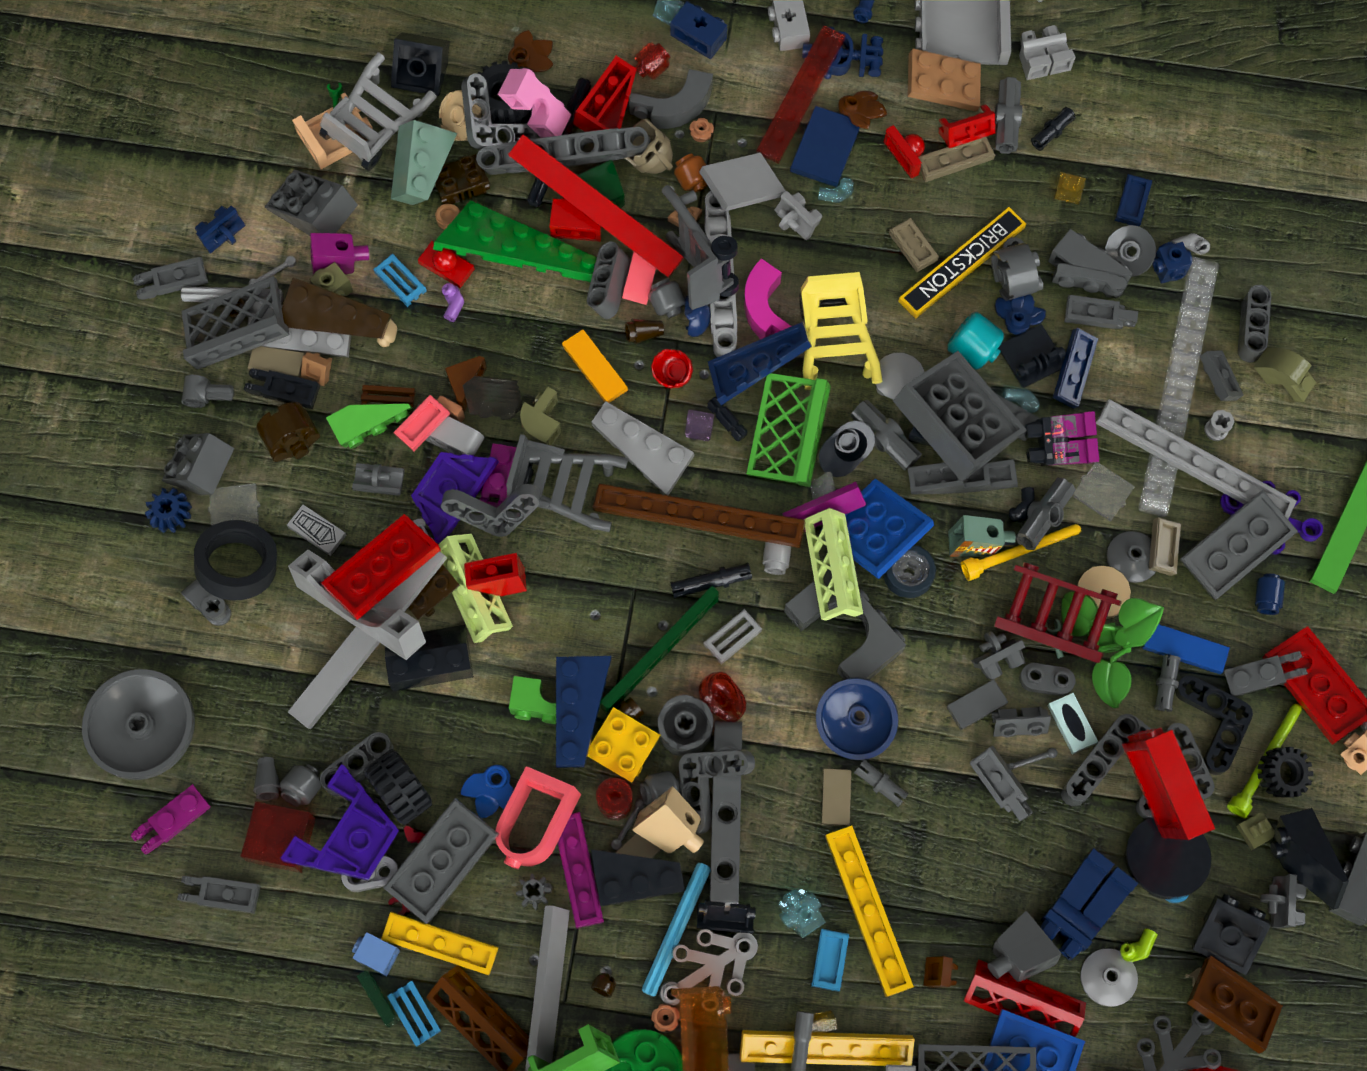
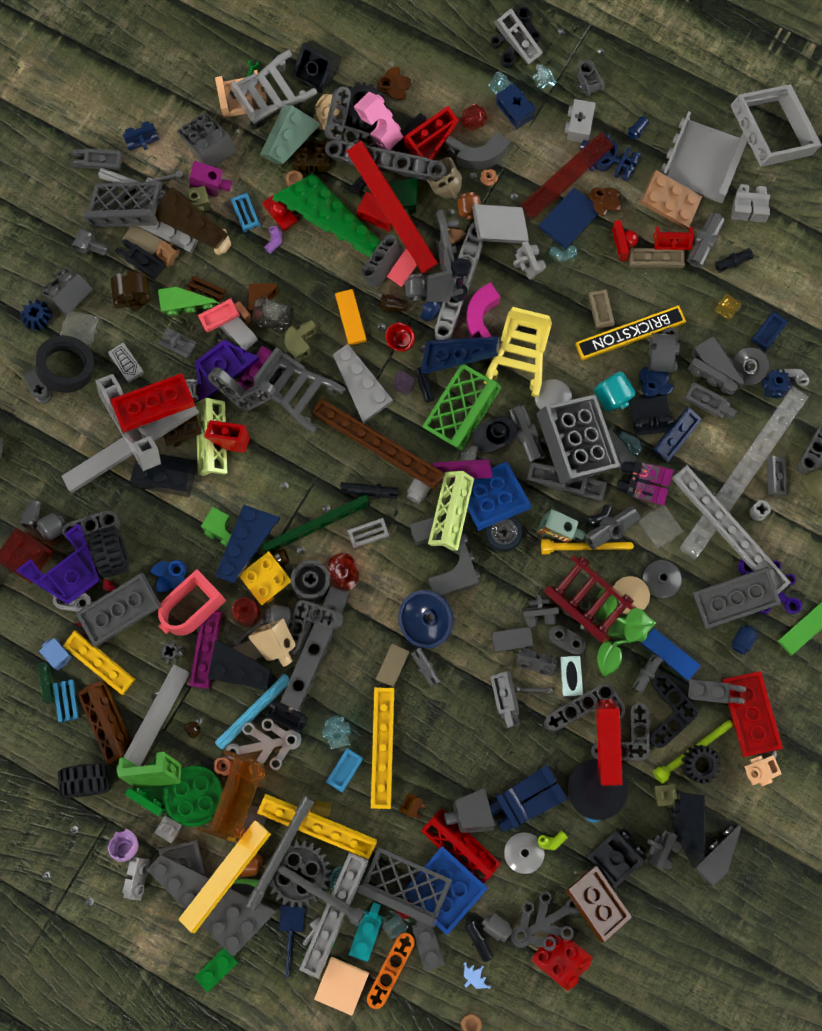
camera: 25 degrees right, 5 degrees up
(1164, 546) = (686, 580): dark tan tile -> none

